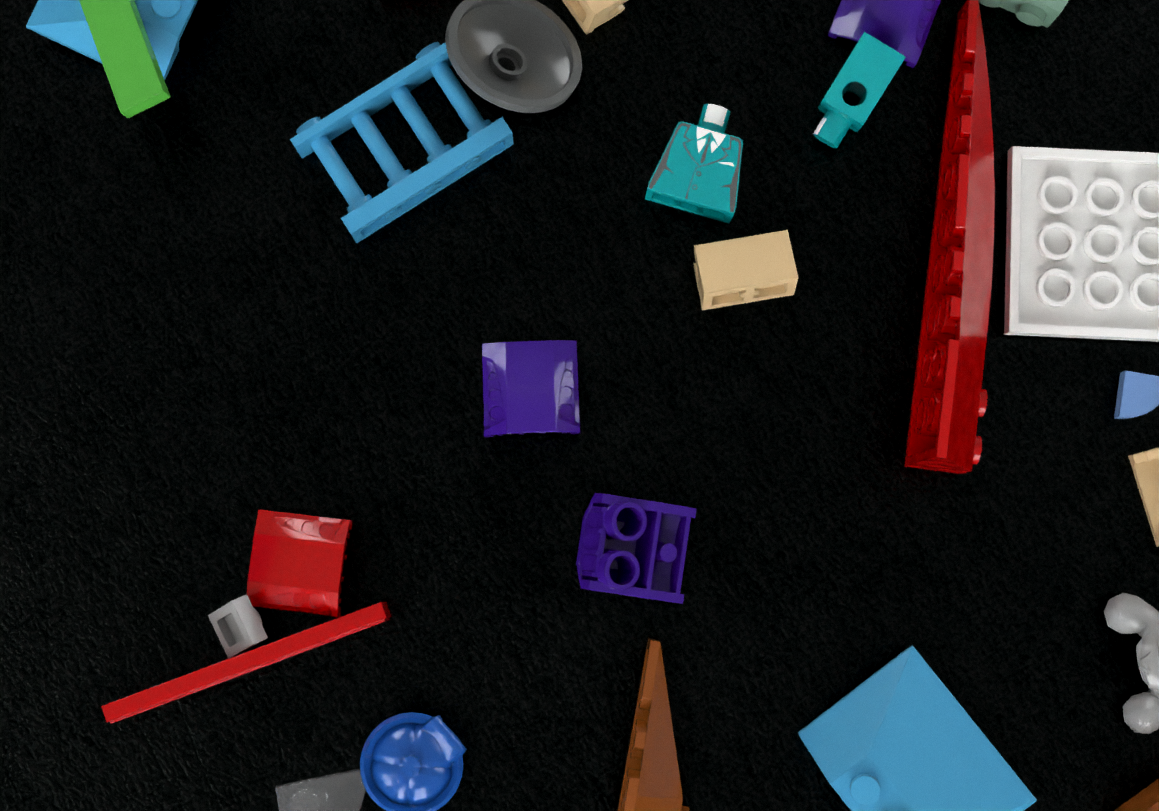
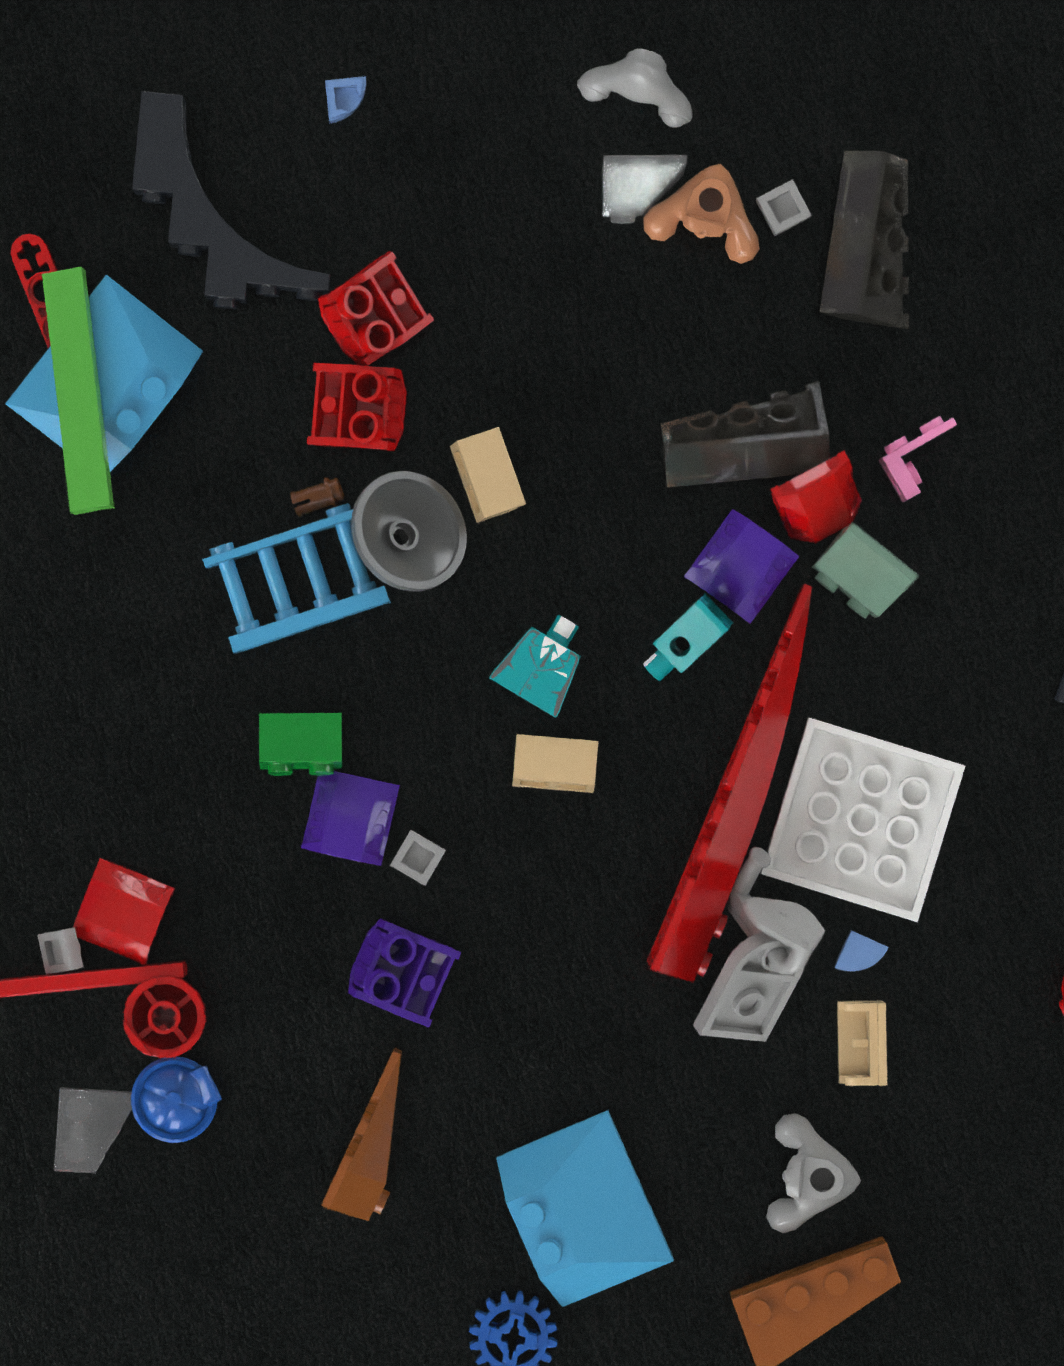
camera: 25 degrees right, 5 degrees up
(375, 670) = (164, 1017): none -> red cylinder
(402, 46) = (320, 496): none -> reddish brown pin
(453, 317) = (300, 742): none -> green brick
(619, 414) = (418, 857): none -> light grey plate
(1050, 429) = (764, 966): none -> light grey plate

